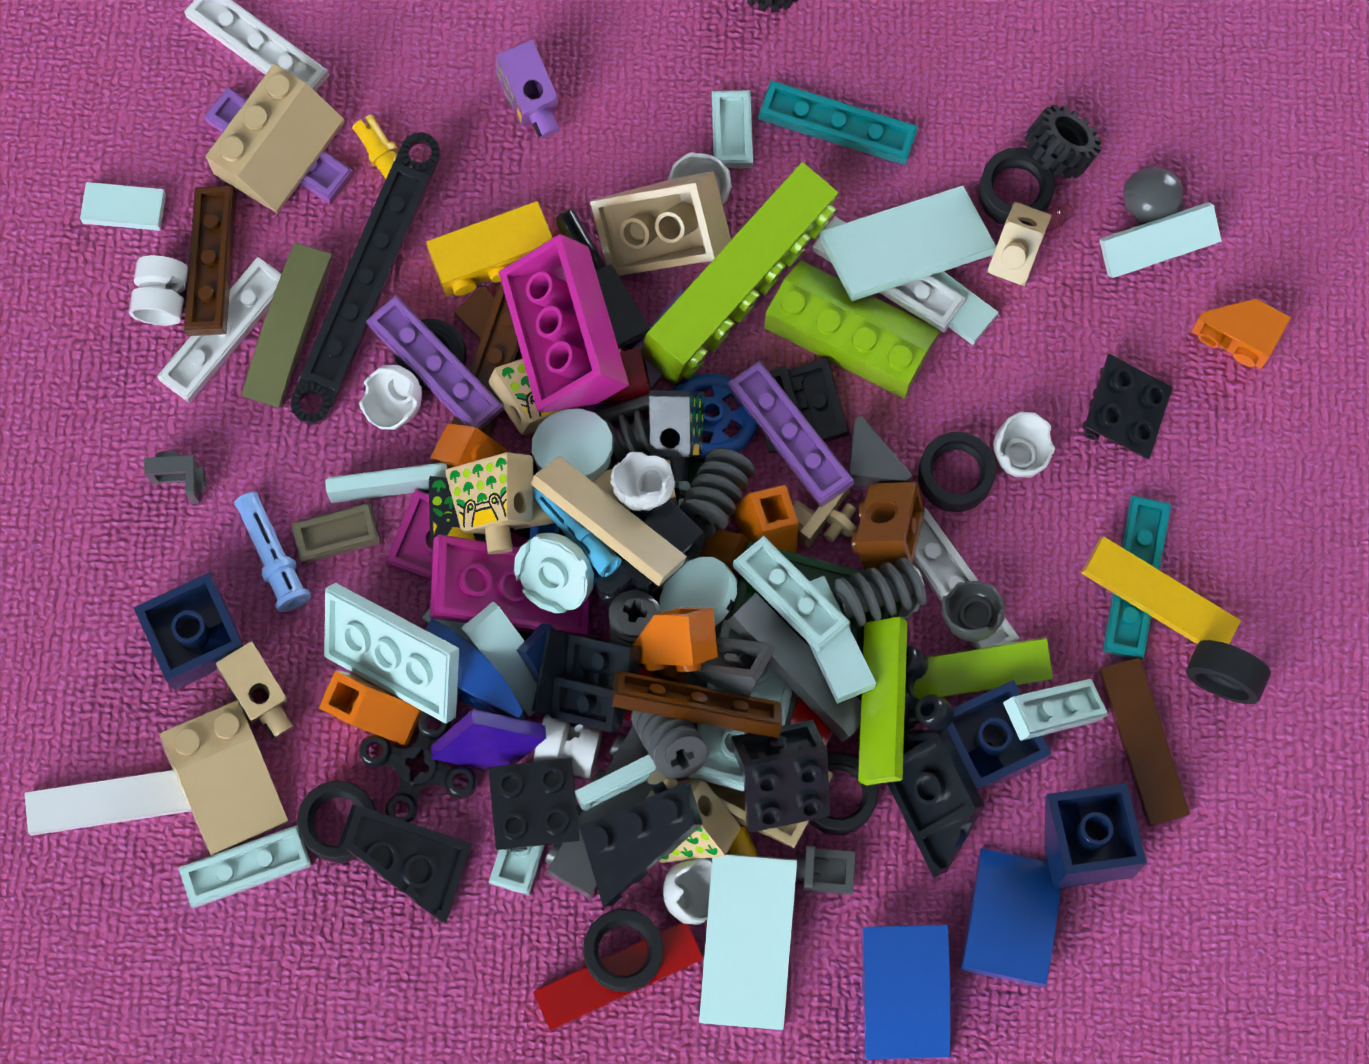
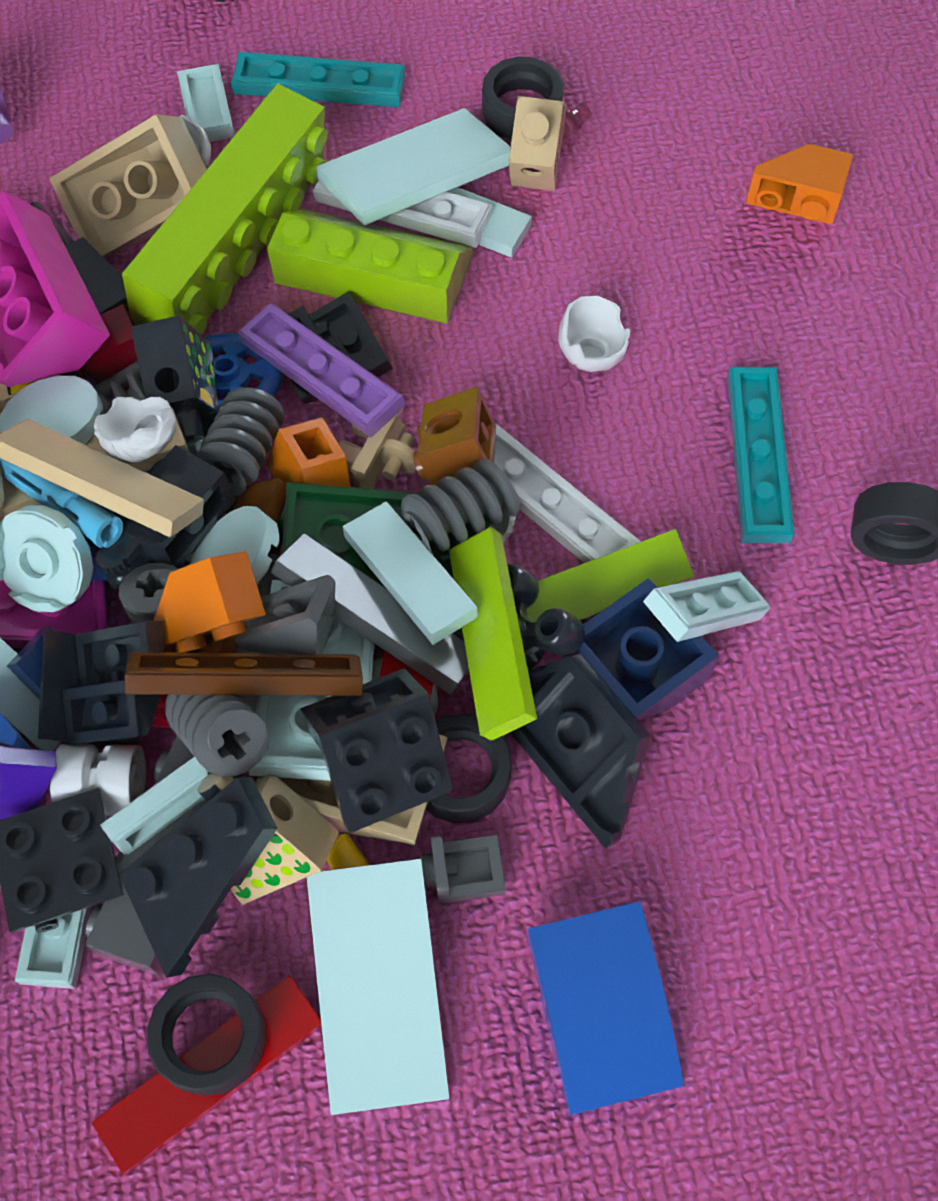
camera: 10 degrees left, 10 degrees down
(688, 890) = (283, 932): white hair -> none
(791, 594) = (349, 526): light aqua tile -> none
(872, 459) = (422, 378): dark grey slope -> none
(970, 445) = (528, 349): black tyre -> none
(973, 610) = (579, 515): dark grey hair -> none
(1011, 919) = (721, 881): blue slope -> none
(1063, 141) = (561, 43): black tyre -> none
(1092, 836) = (796, 749): dark blue slope -> none
(1127, 407) = (697, 280): black hinge -> none
(1144, 742) = (824, 633): reddish brown tile -> none
(1153, 194) = (671, 84): dark grey hair -> none
(1158, 594) = (787, 457): yellow tile -> none
(1160, 240) = (688, 119): light aqua tile -> none

